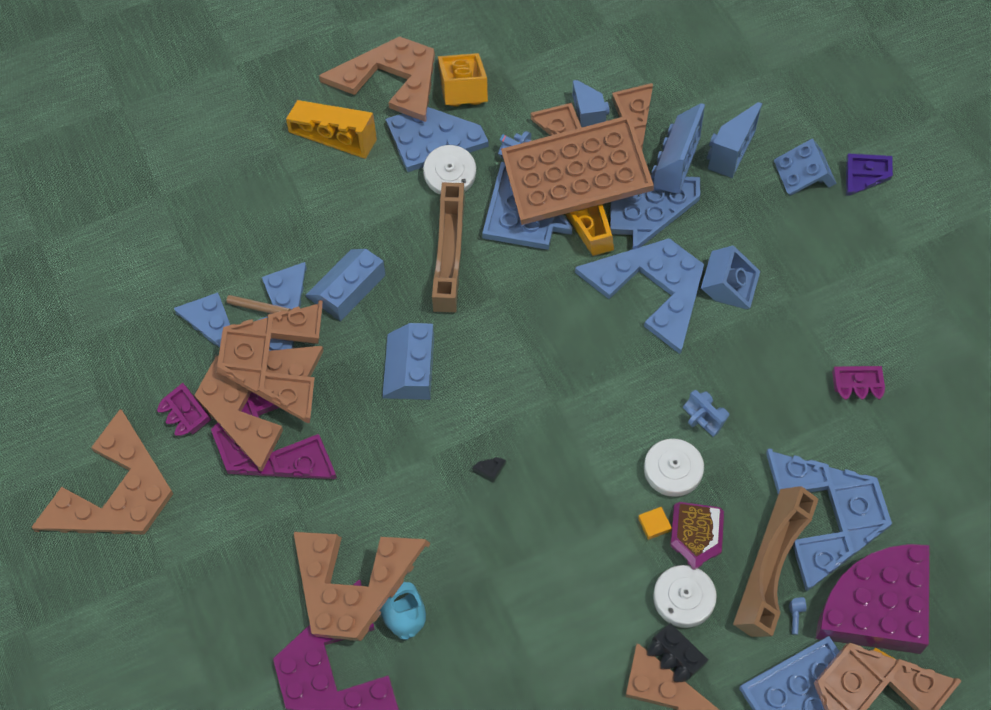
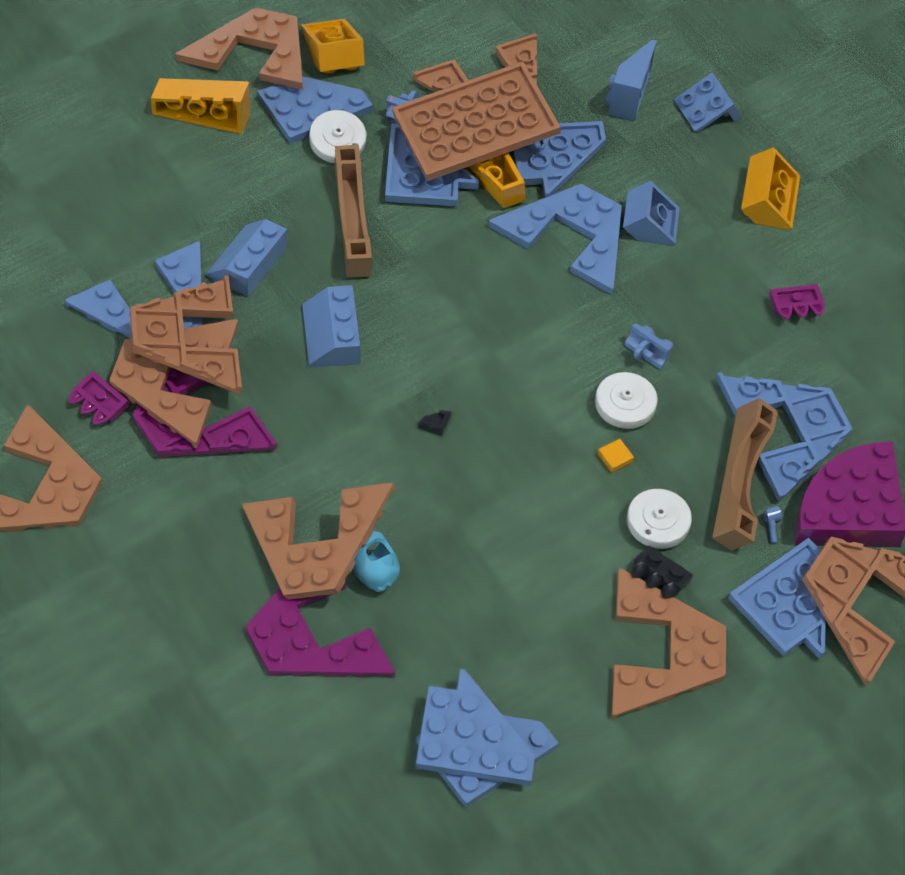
camera: 15 degrees left, 5 degrees down
(255, 305) = (152, 288): medium nougat bar -> none
(589, 104) = (472, 57): medium blue slope -> none
(678, 150) = (577, 94): medium blue slope -> none
(697, 532) = (660, 457): tile -> none
(851, 263) = (770, 190): none -> light orange slope
(867, 171) = (771, 102): dark purple wing -> none

